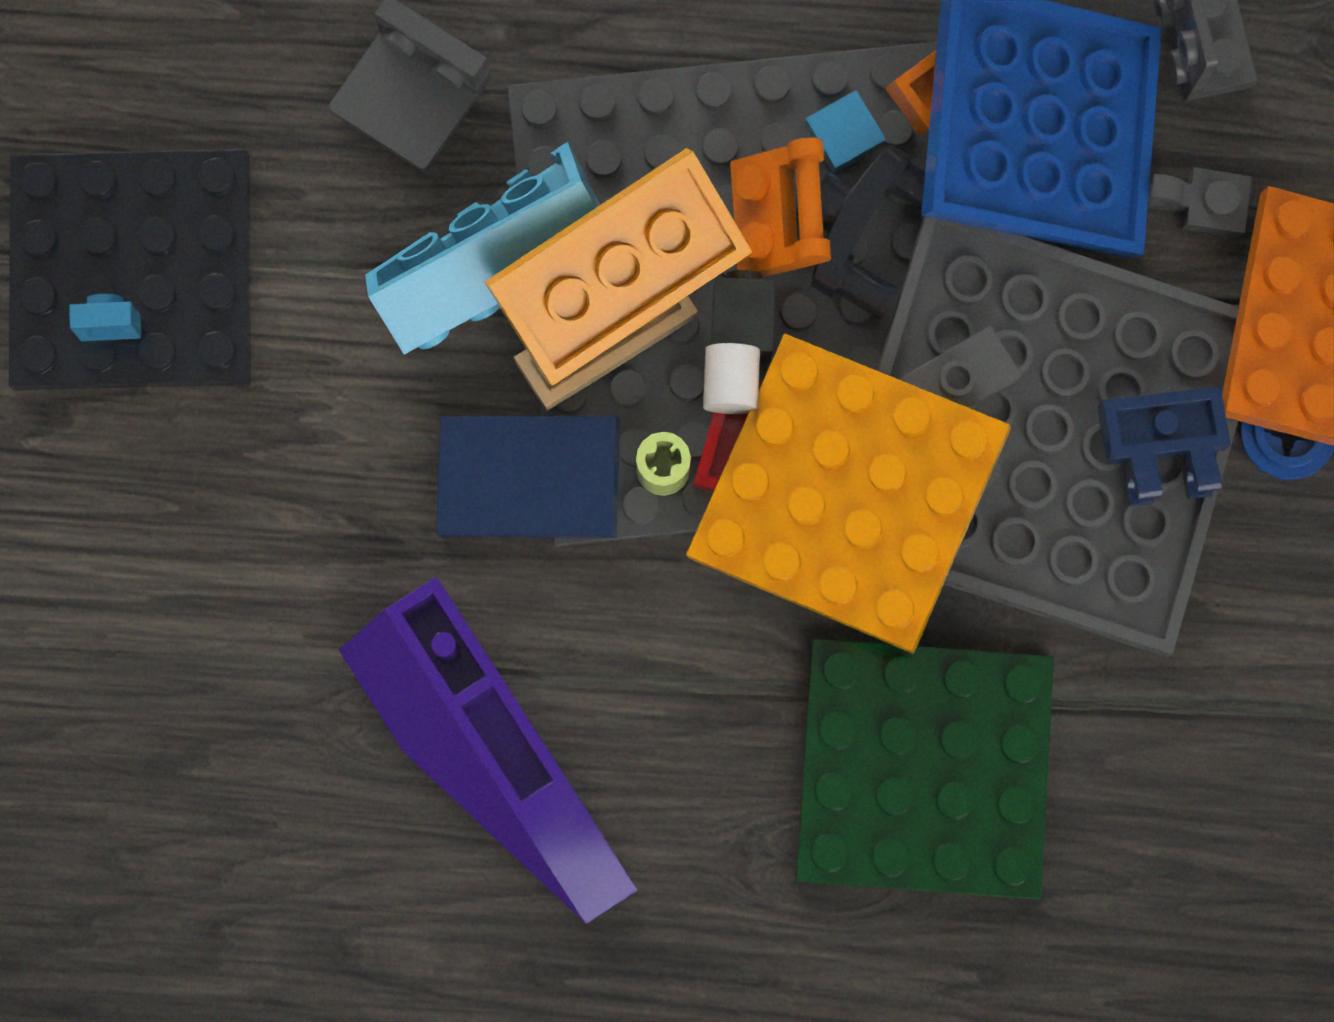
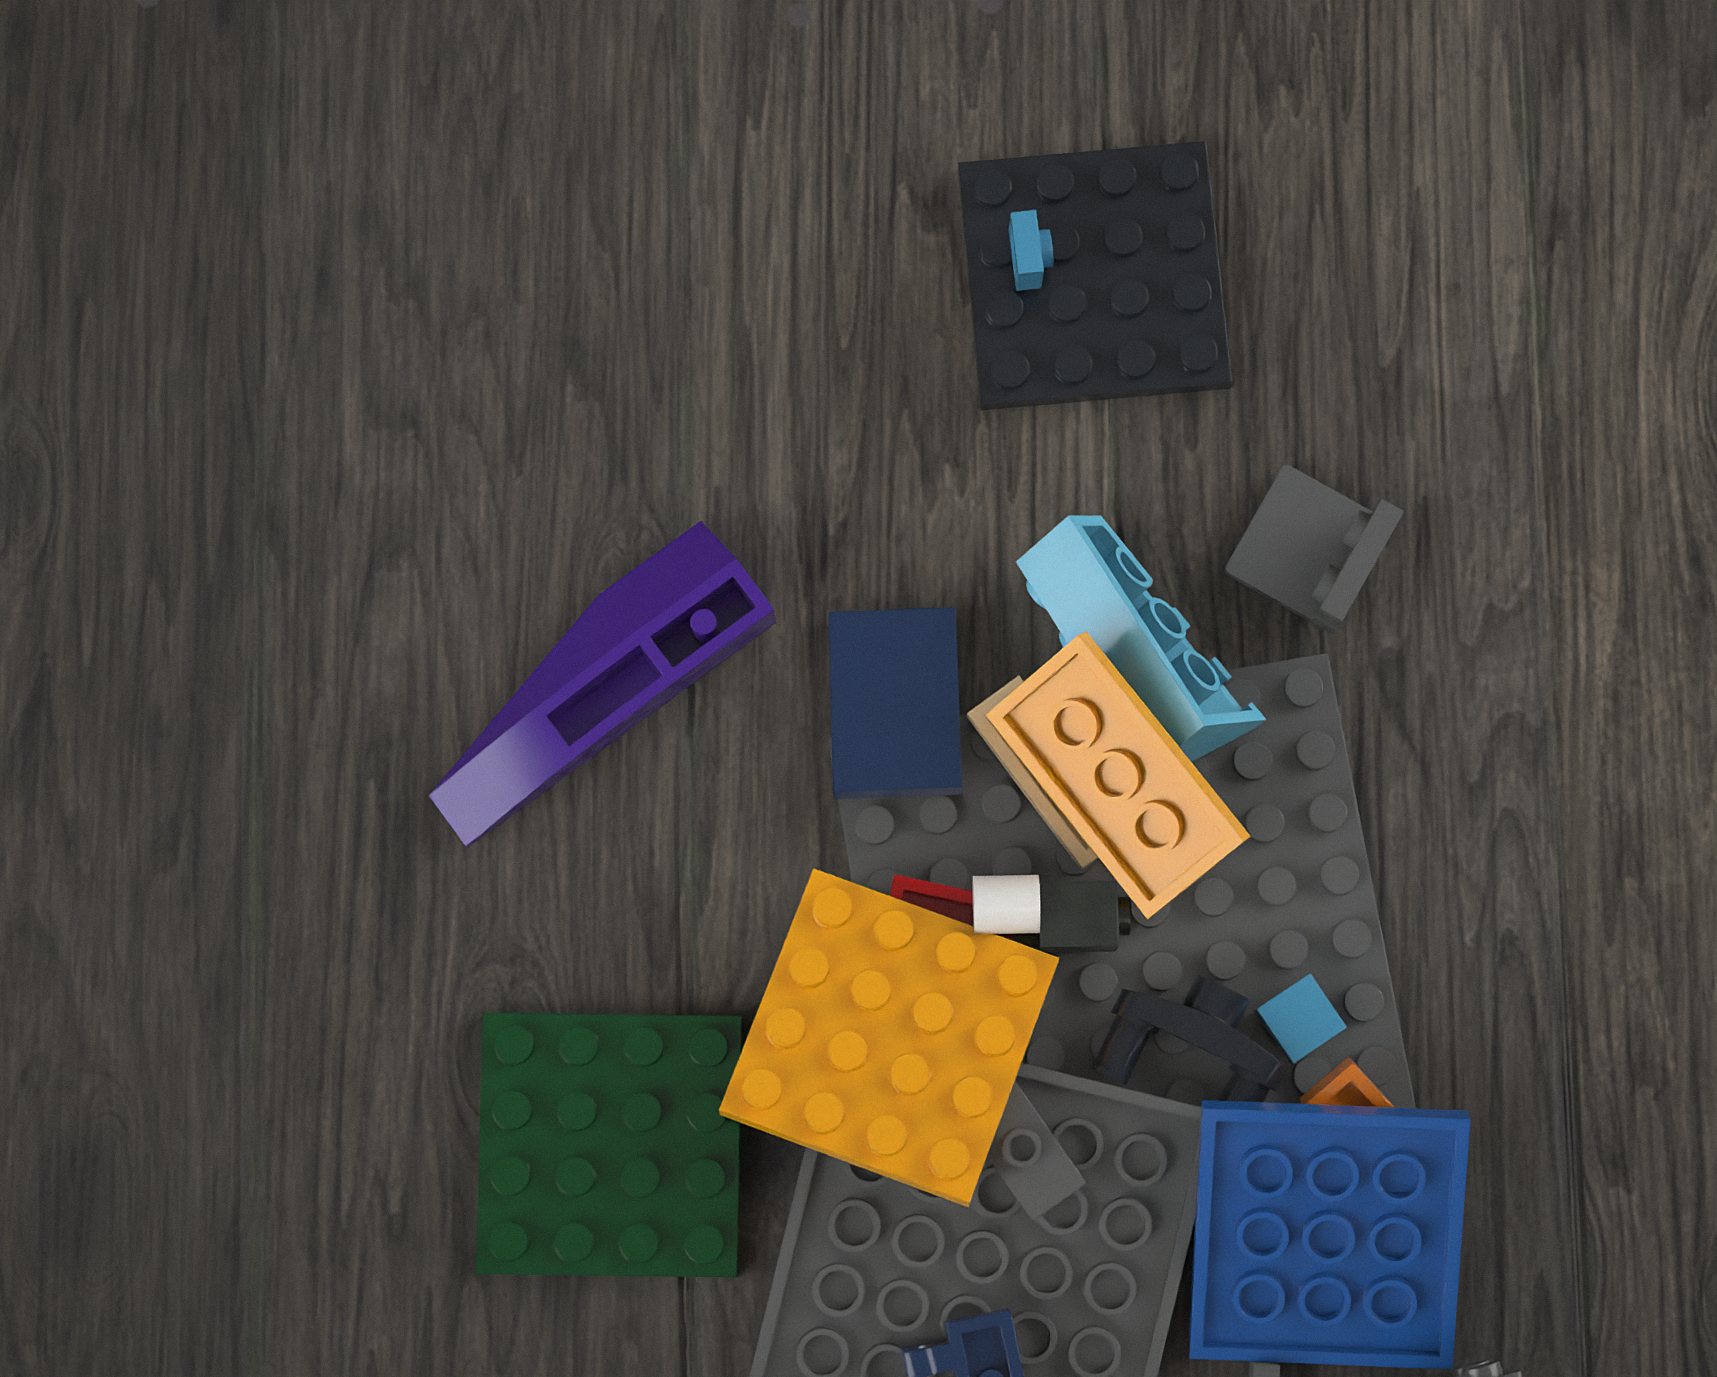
camera: 90 degrees right, 0 degrees up
(663, 463) = (914, 841): yellowish green piece -> none
(767, 208) = (1201, 948): orange plate -> none

